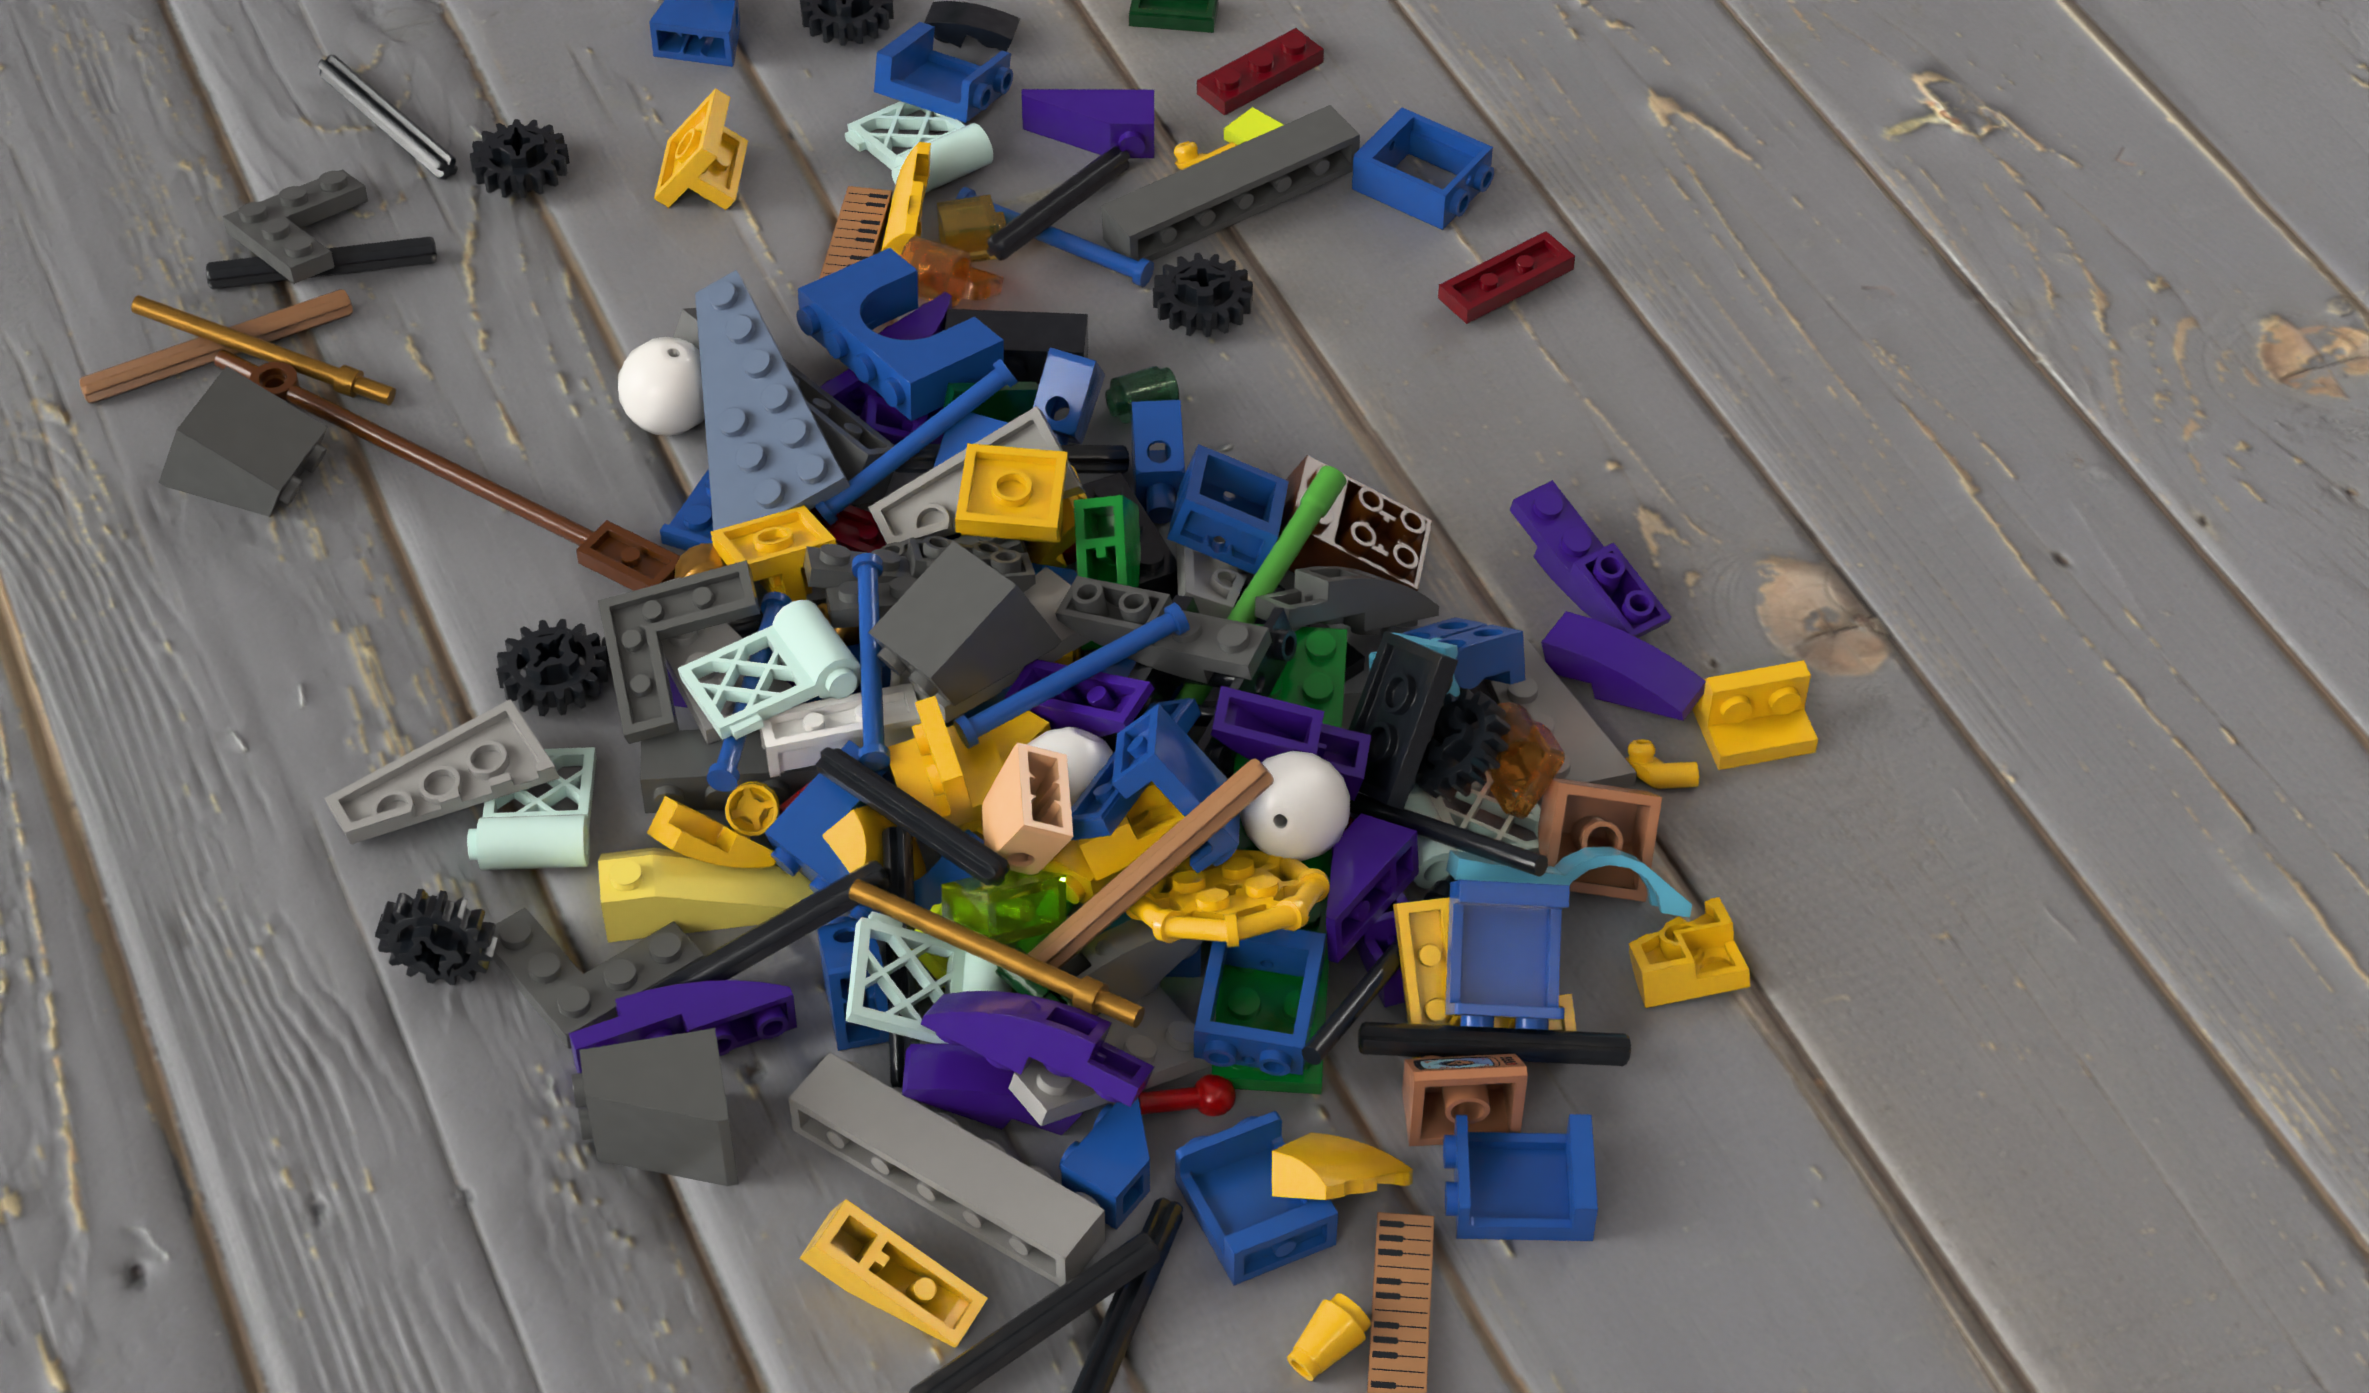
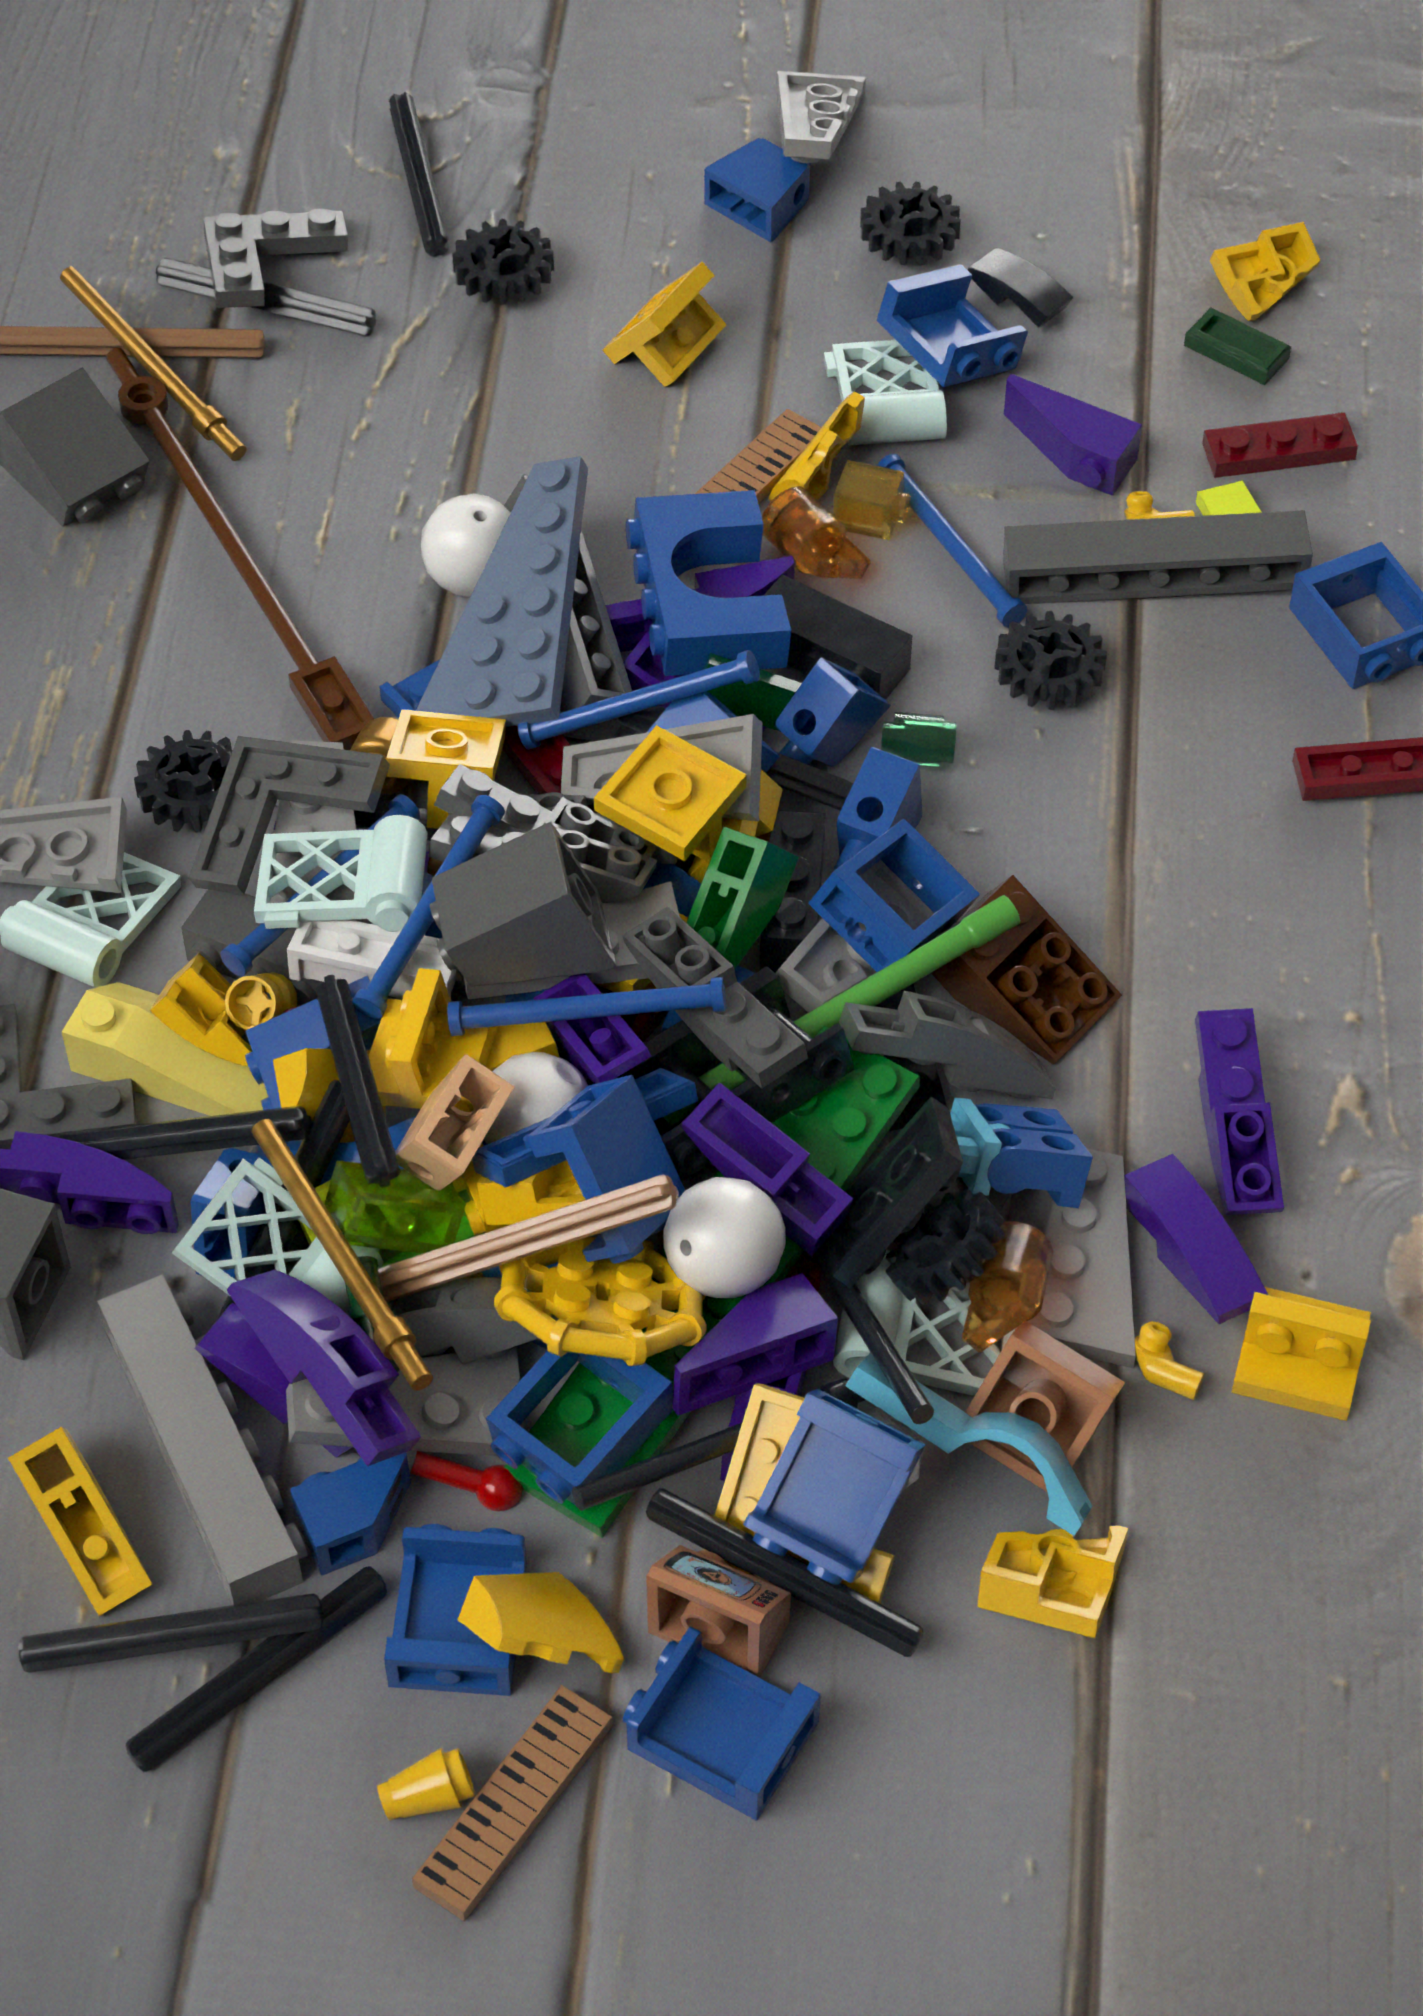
camera: 30 degrees right, 5 degrees up
(1057, 203) = (971, 506): black axle -> none

